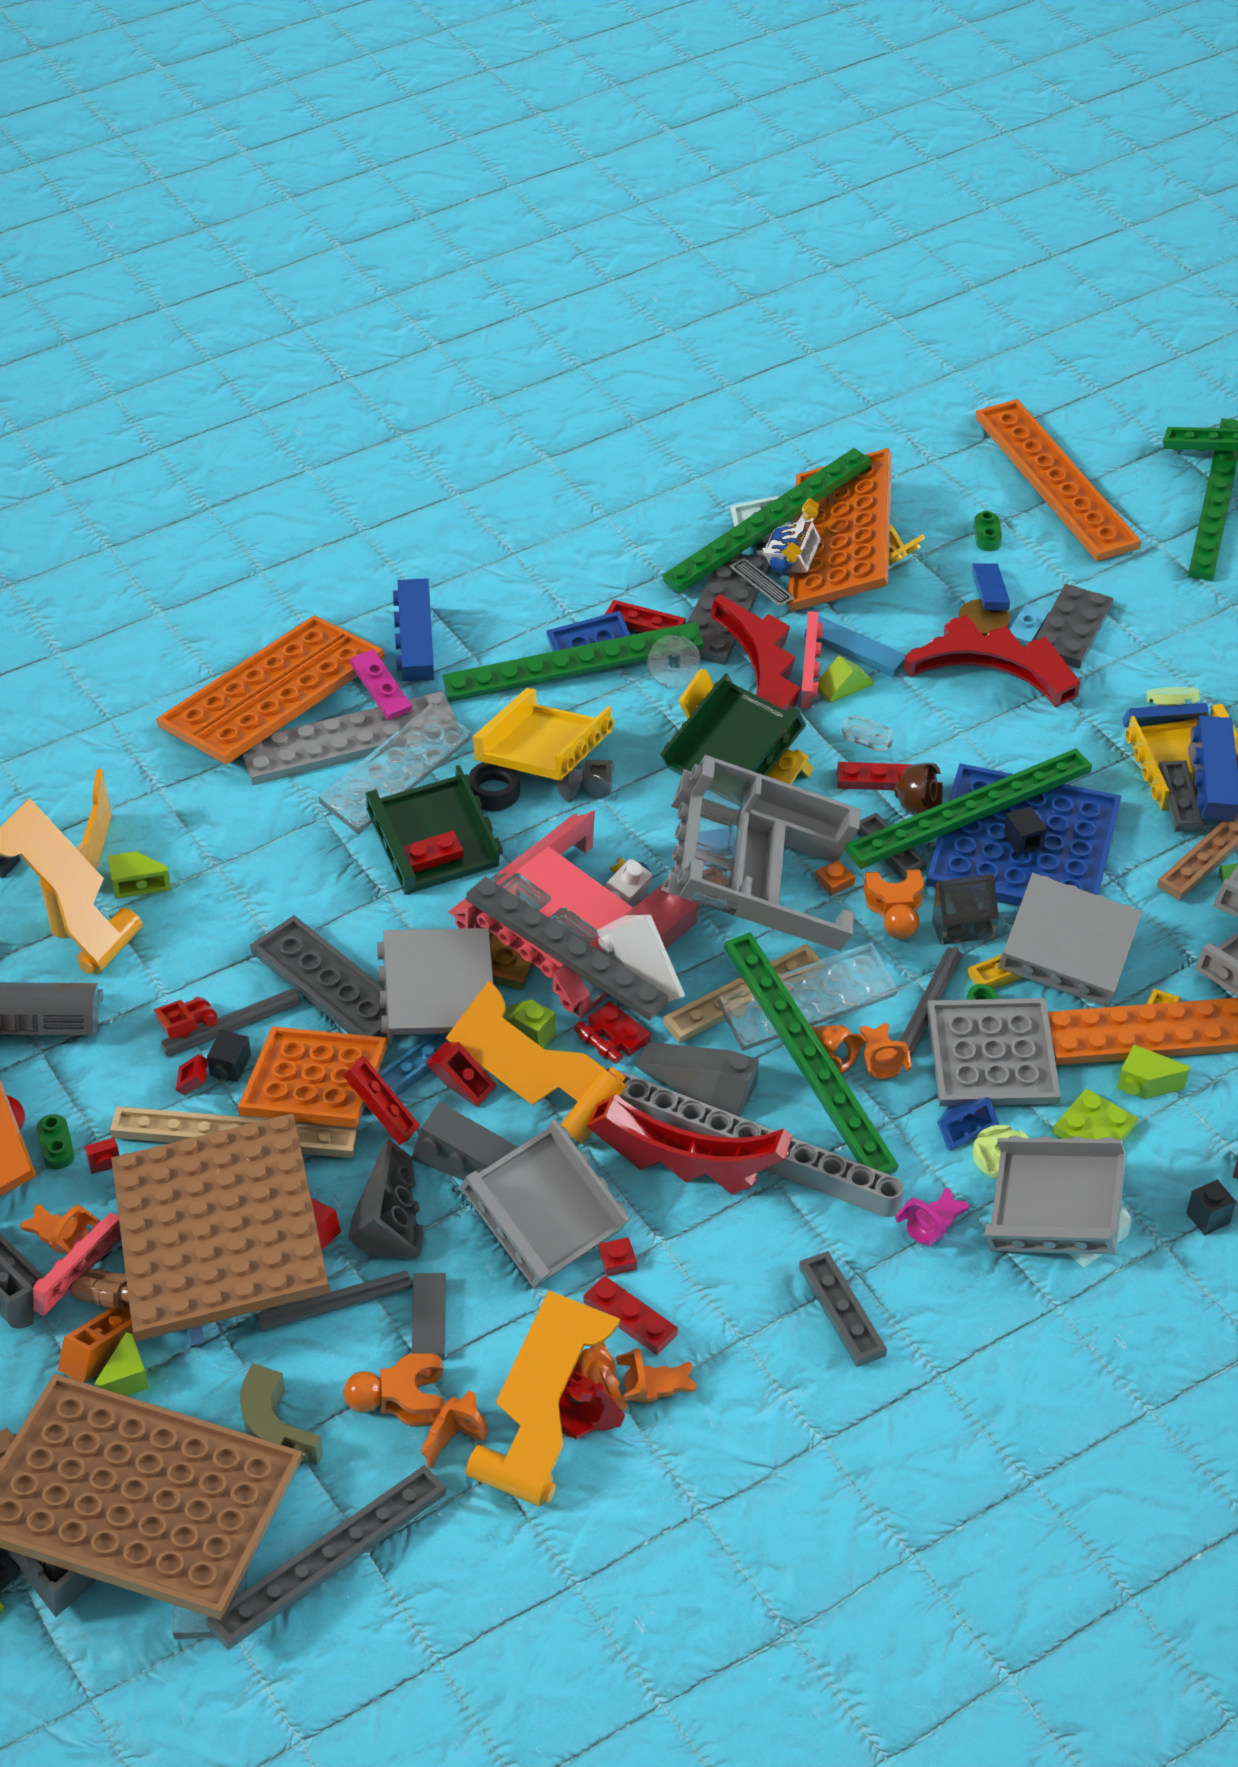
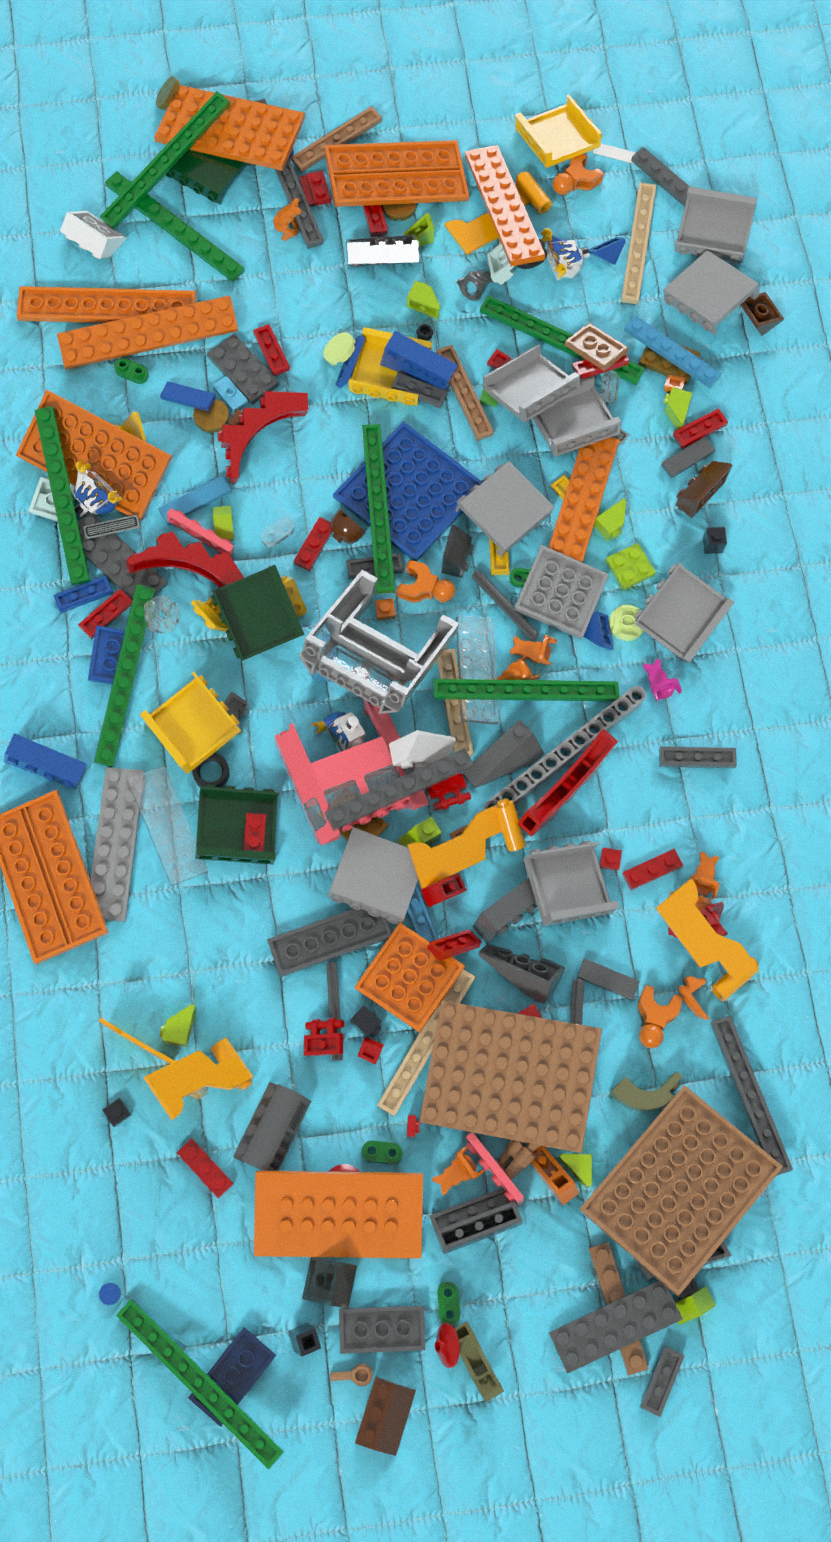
camera: 70 degrees left, 25 degrees up
(380, 684) = (89, 804): dark pink plate -> none
(658, 594) = (83, 594): none -> blue tile
(1024, 830) = (412, 488): black brick -> none
(1050, 522) = (147, 332): none -> orange plate
(1119, 638) = (271, 350): none -> red plate
(1140, 431) = (91, 234): none -> white slope

